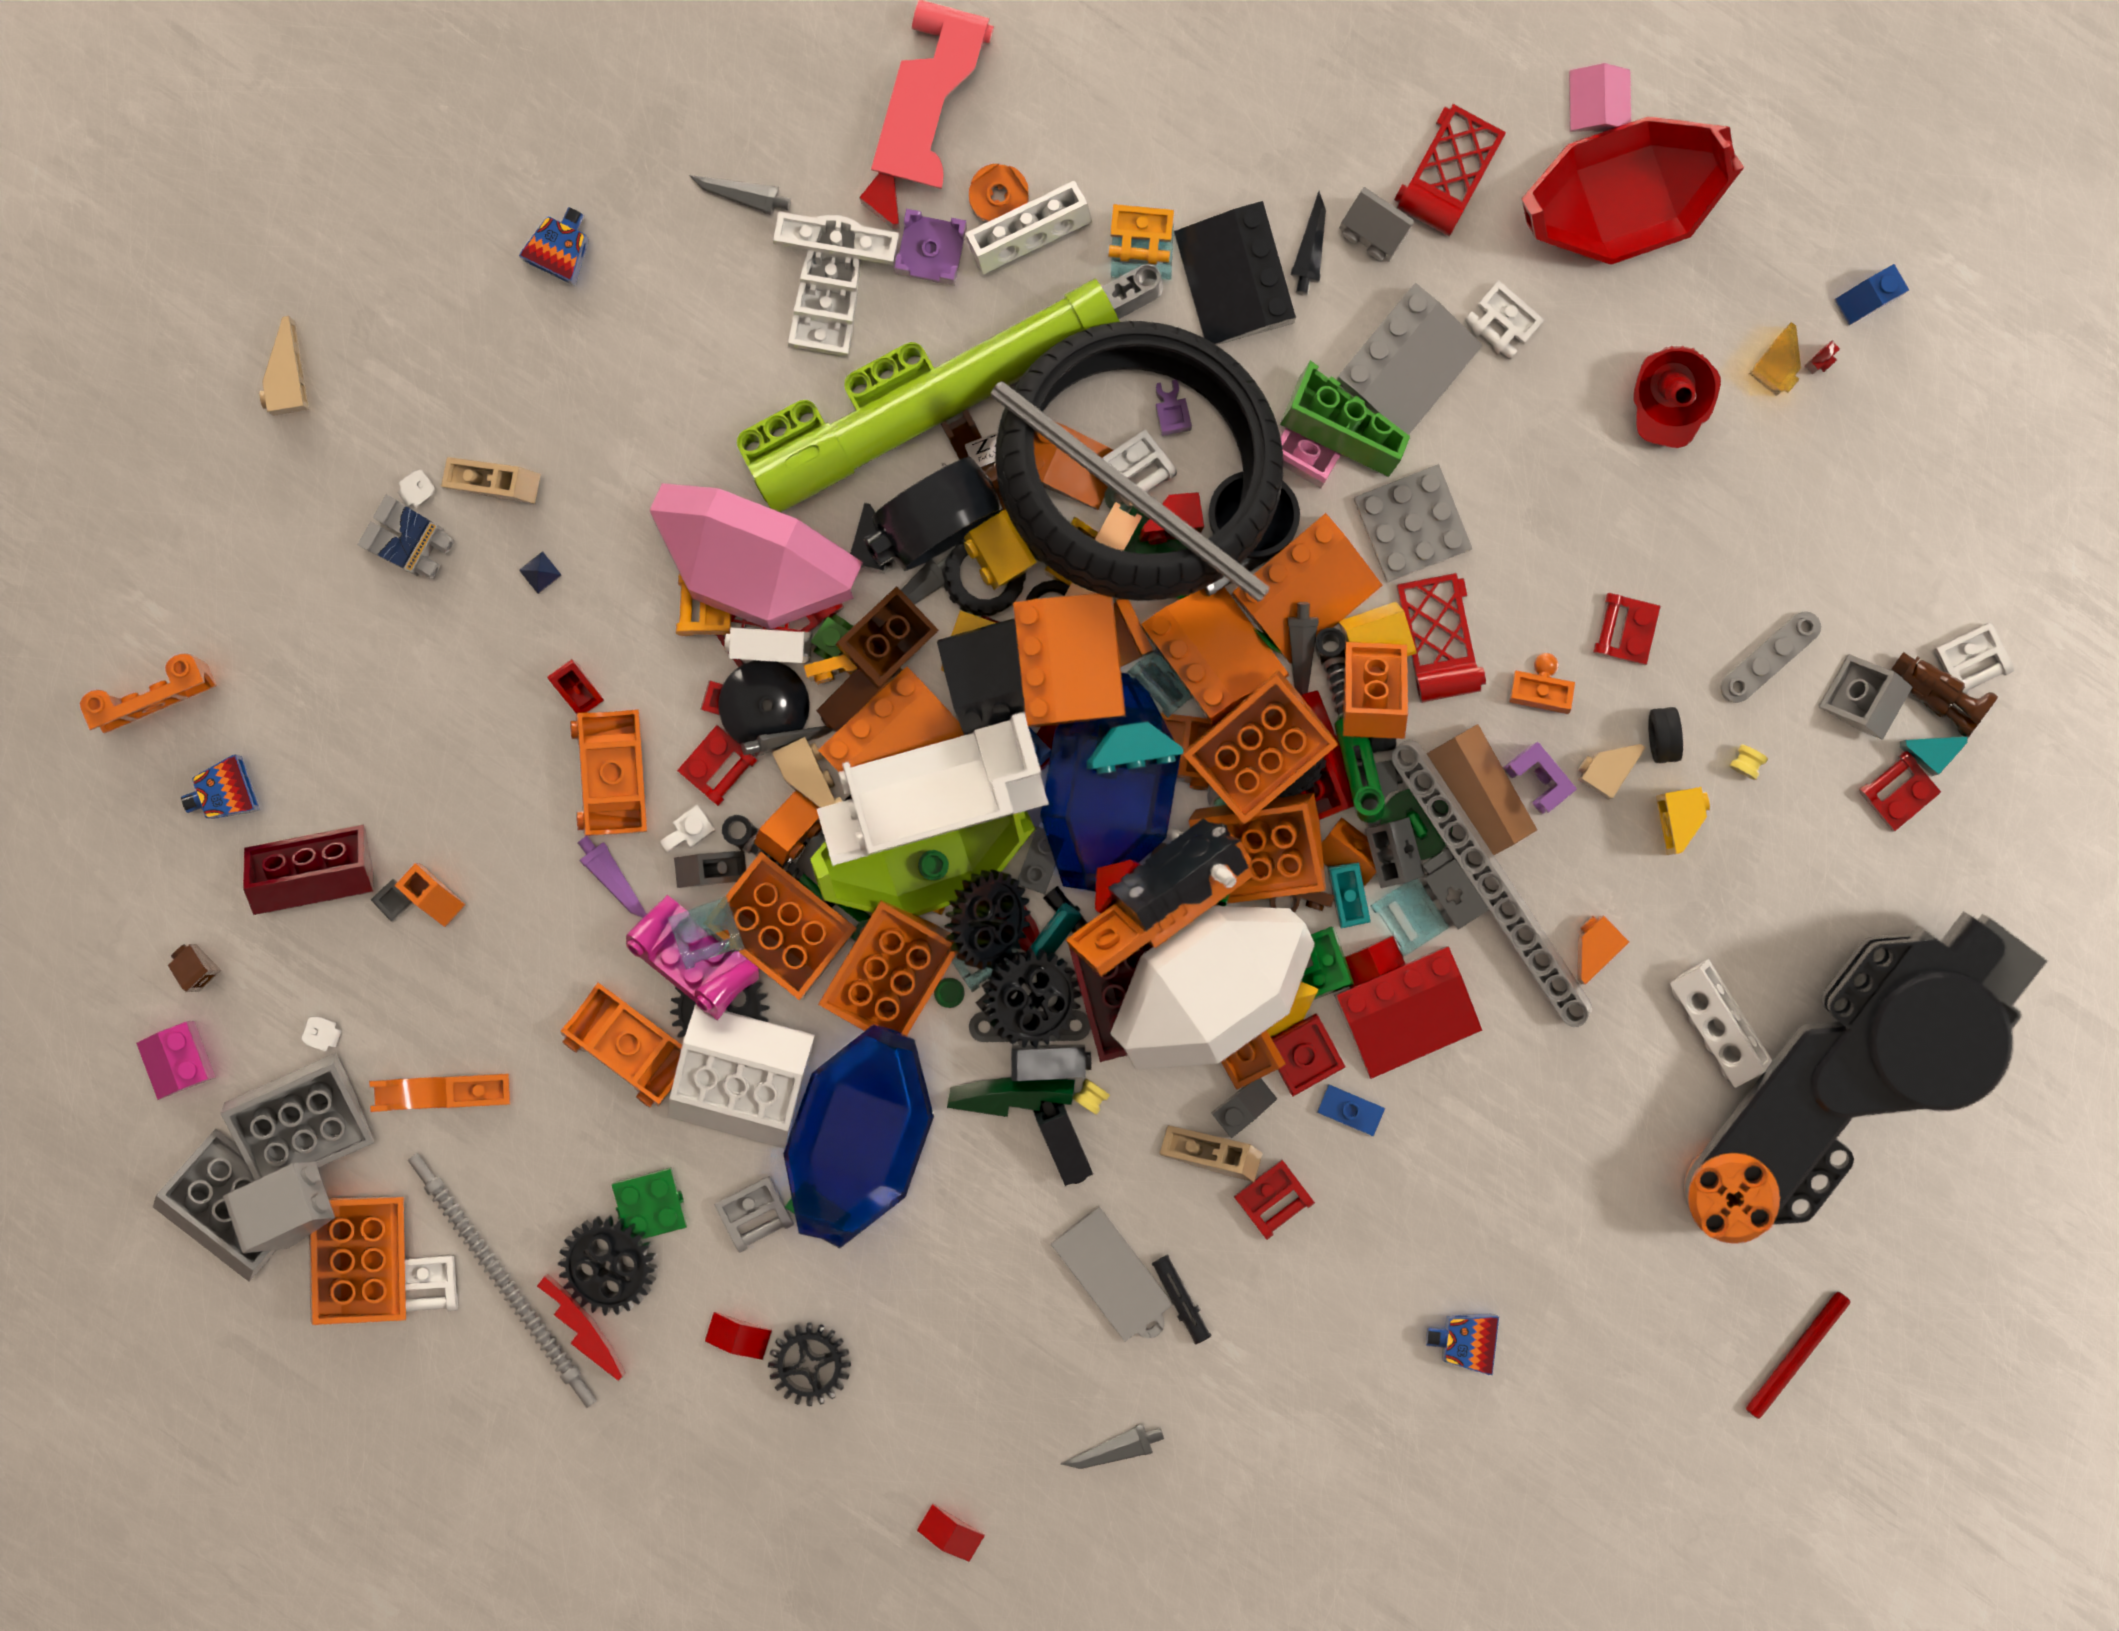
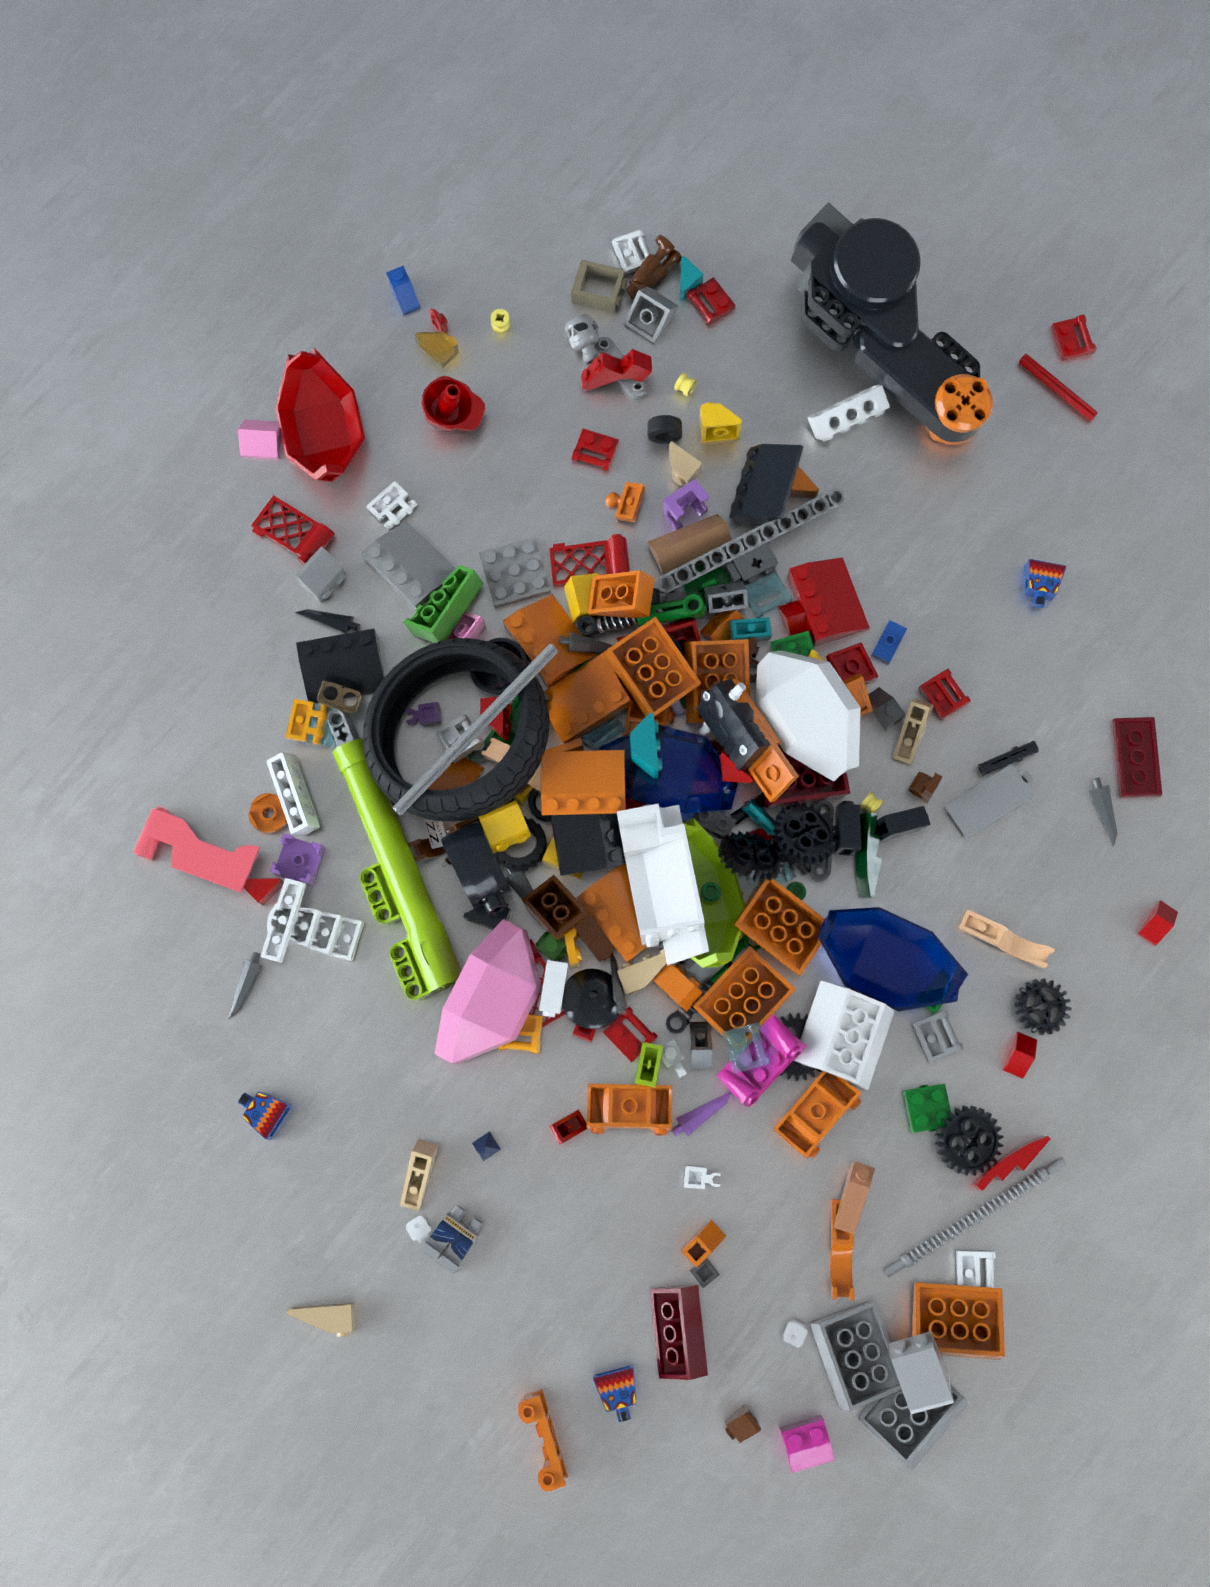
camera: 80 degrees left, 10 degrees down
(512, 1103) = (853, 1197): none -> nougat slope
(521, 878) = (696, 1177): none -> white plate
(672, 795) = (649, 1064): none -> lime slope
(904, 1305) = (1005, 939): none -> light nougat piece
(1125, 1173) = (924, 786): none -> reddish brown plate
(1171, 282) = (339, 699): none -> tan piece
(1201, 1495) = (1137, 757): none -> dark red tile
(1583, 899) = (765, 483): none -> black slope
(1759, 640) = (609, 369): none -> red arch
(1815, 590) = (583, 336): none -> light grey piece
(1829, 461) = (500, 326): none -> light yellow wheel
(1884, 1367) = (1067, 339): none -> red plate
(1909, 577) = (593, 300): none -> dark tan window

